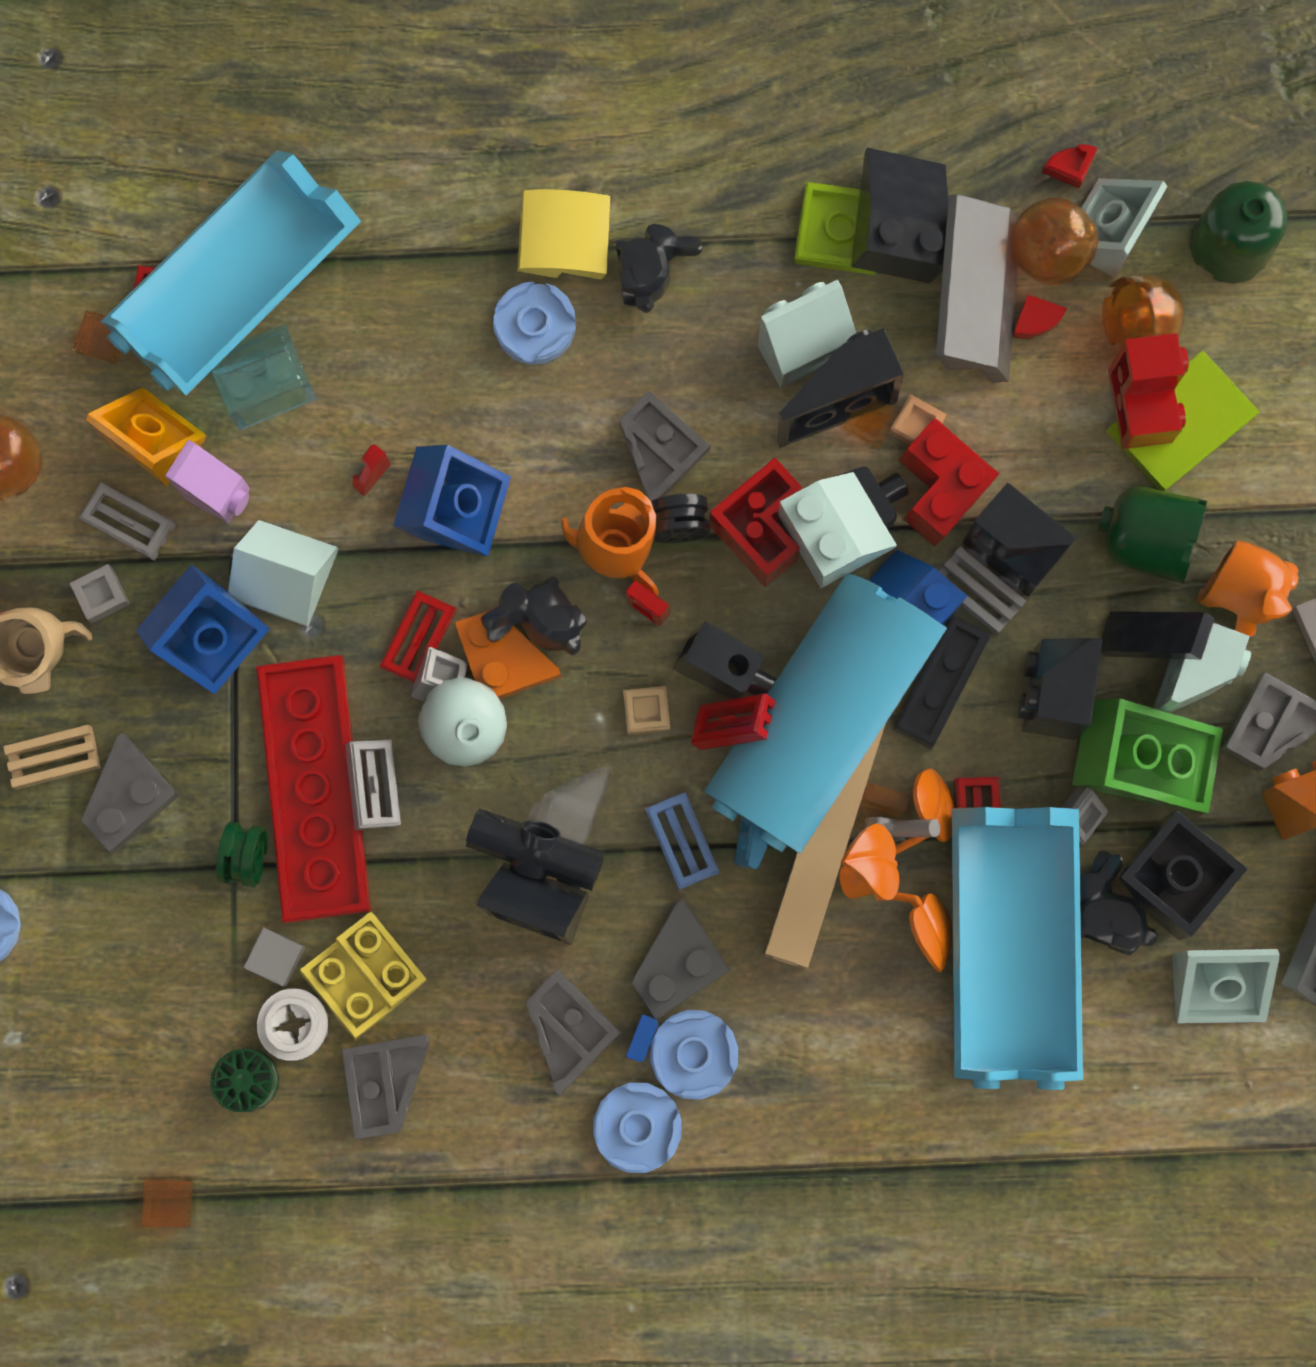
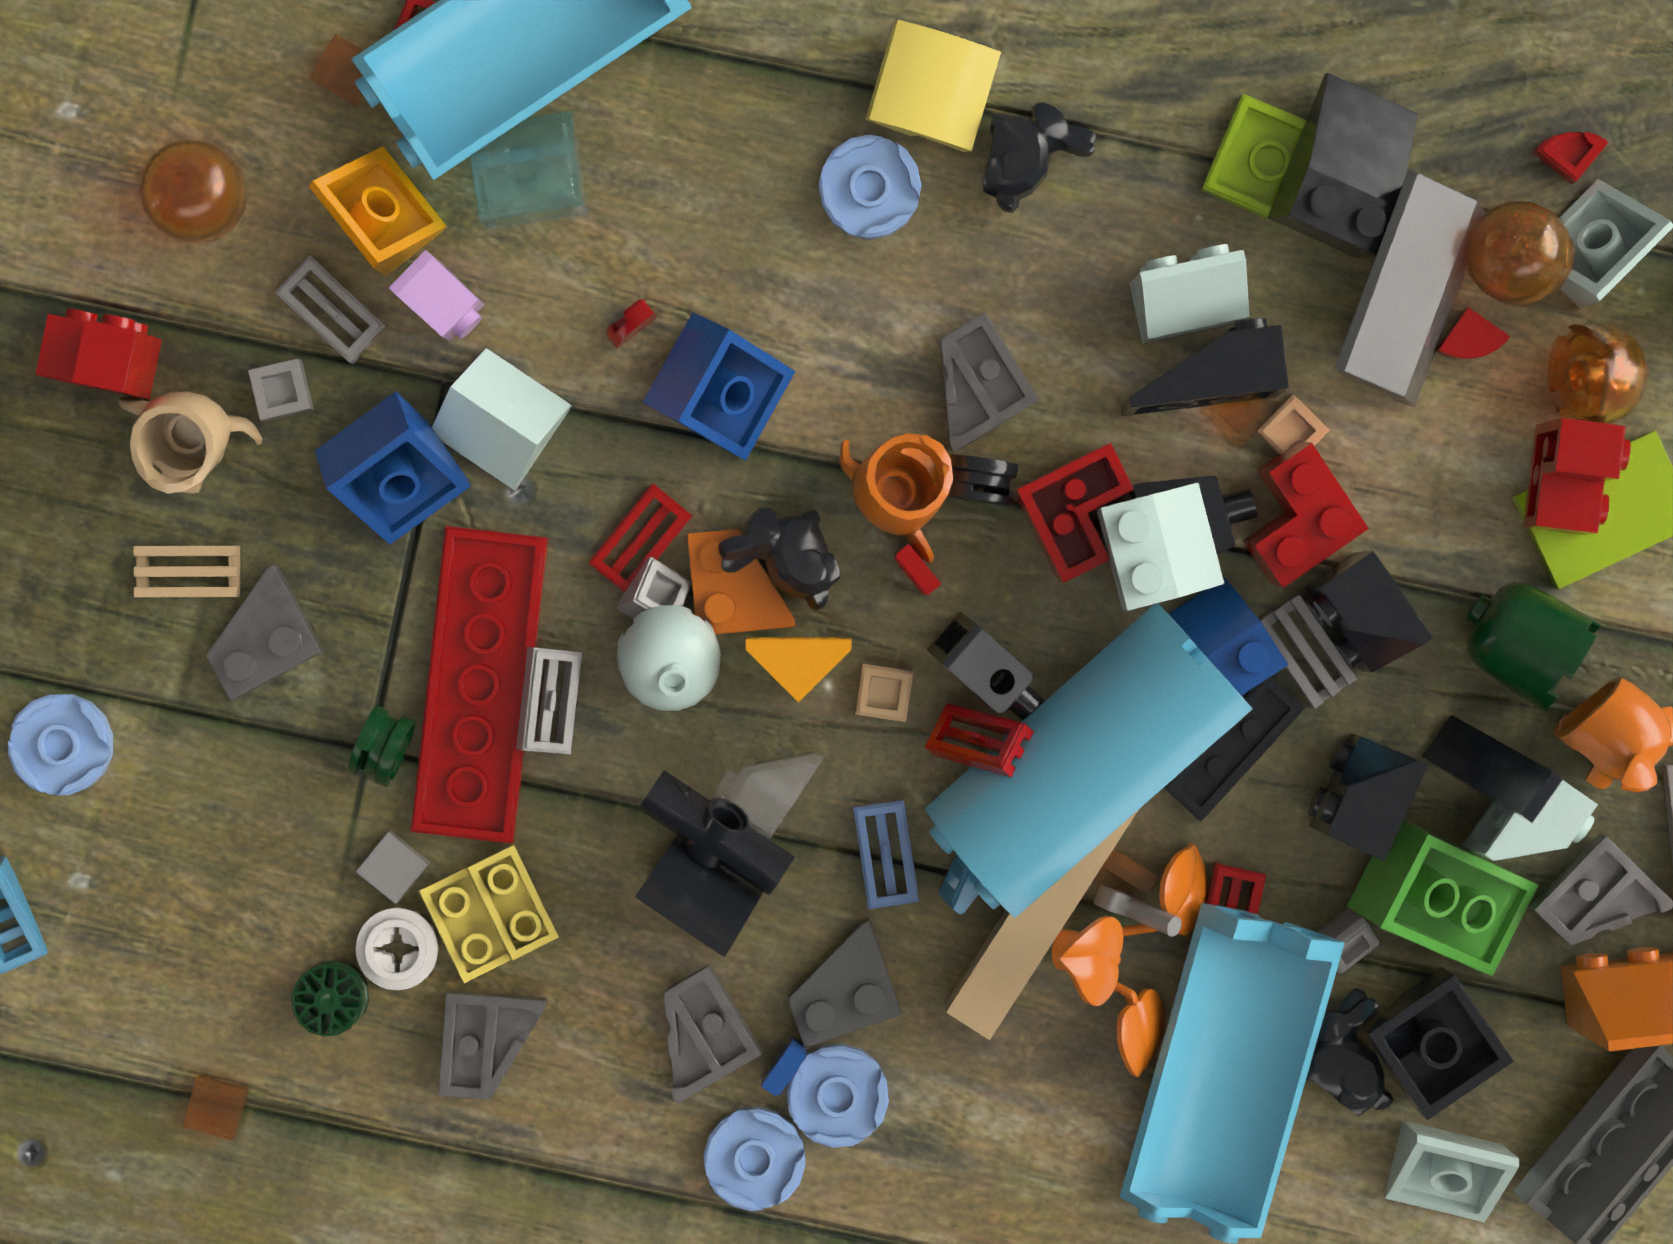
camera: 10 degrees right, 10 degrees up
(568, 693) = (798, 661): none -> light orange slope

